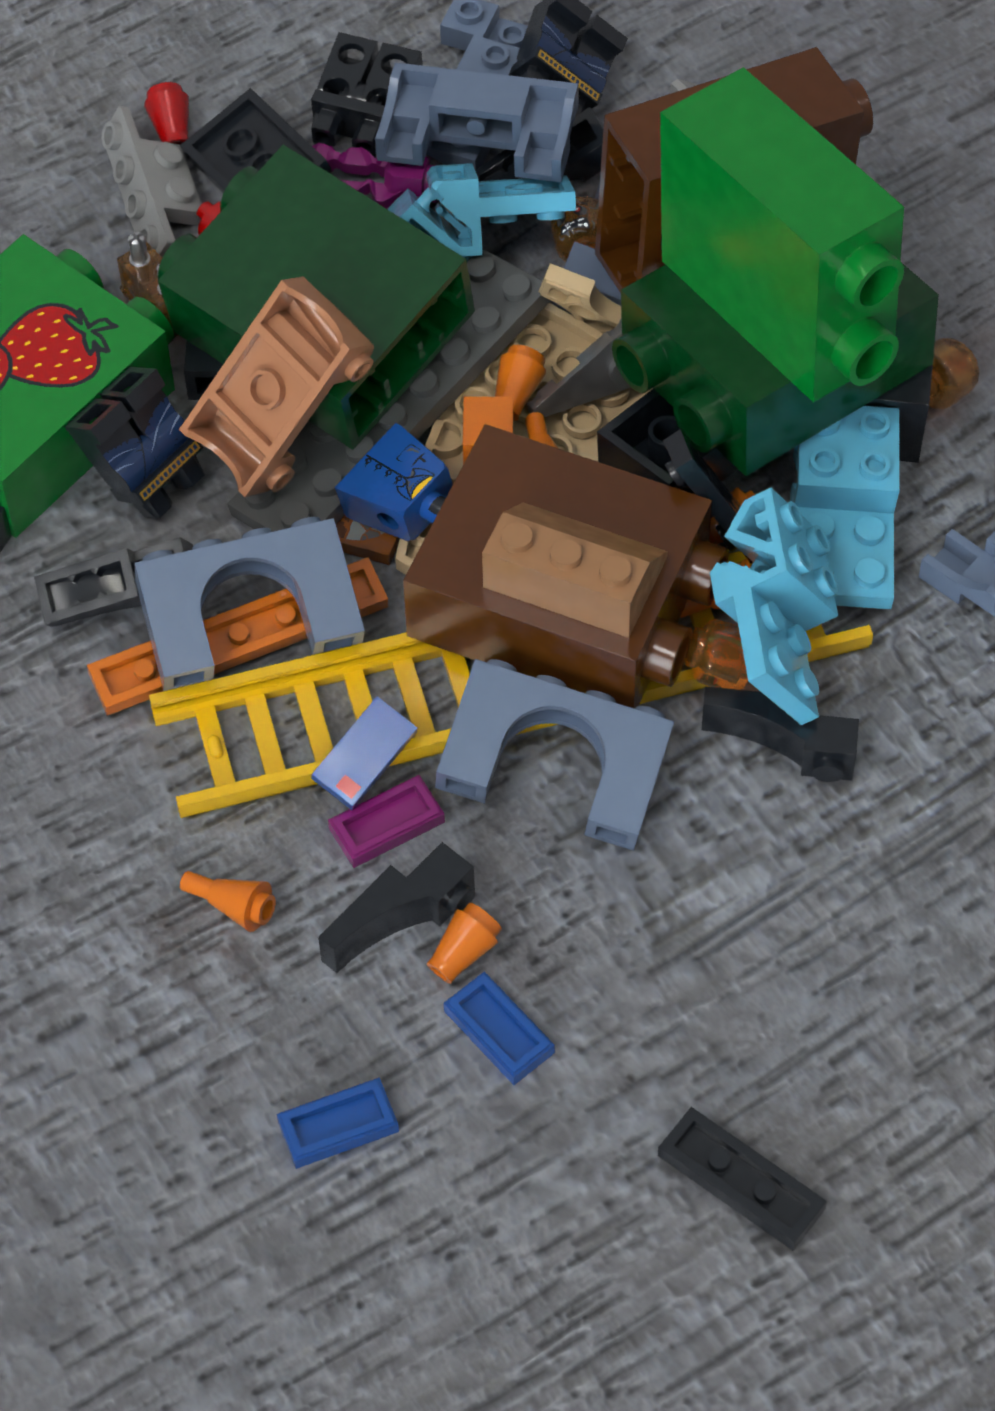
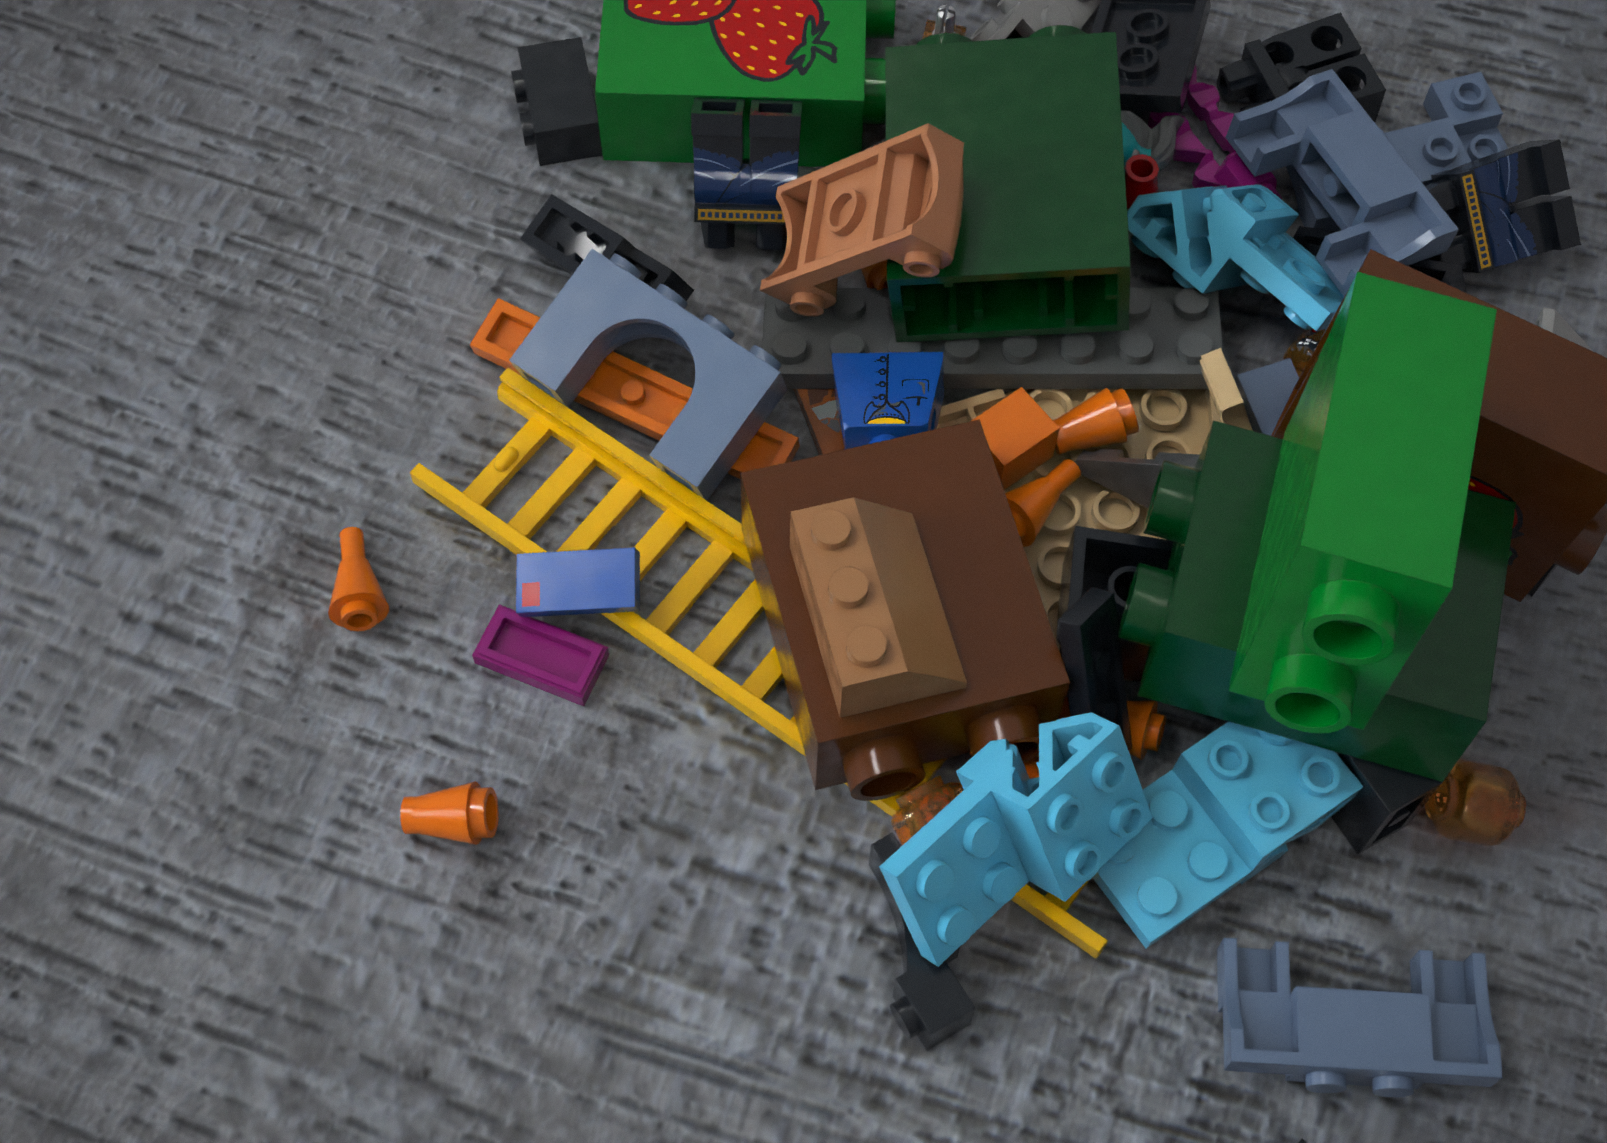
camera: 50 degrees right, 5 degrees up
(337, 1123) = (188, 839): blue tile -> none
(397, 902) = (490, 747): black slope -> none
(499, 1028) = (389, 911): blue tile -> none
(505, 702) = (769, 808): sand blue arch -> none

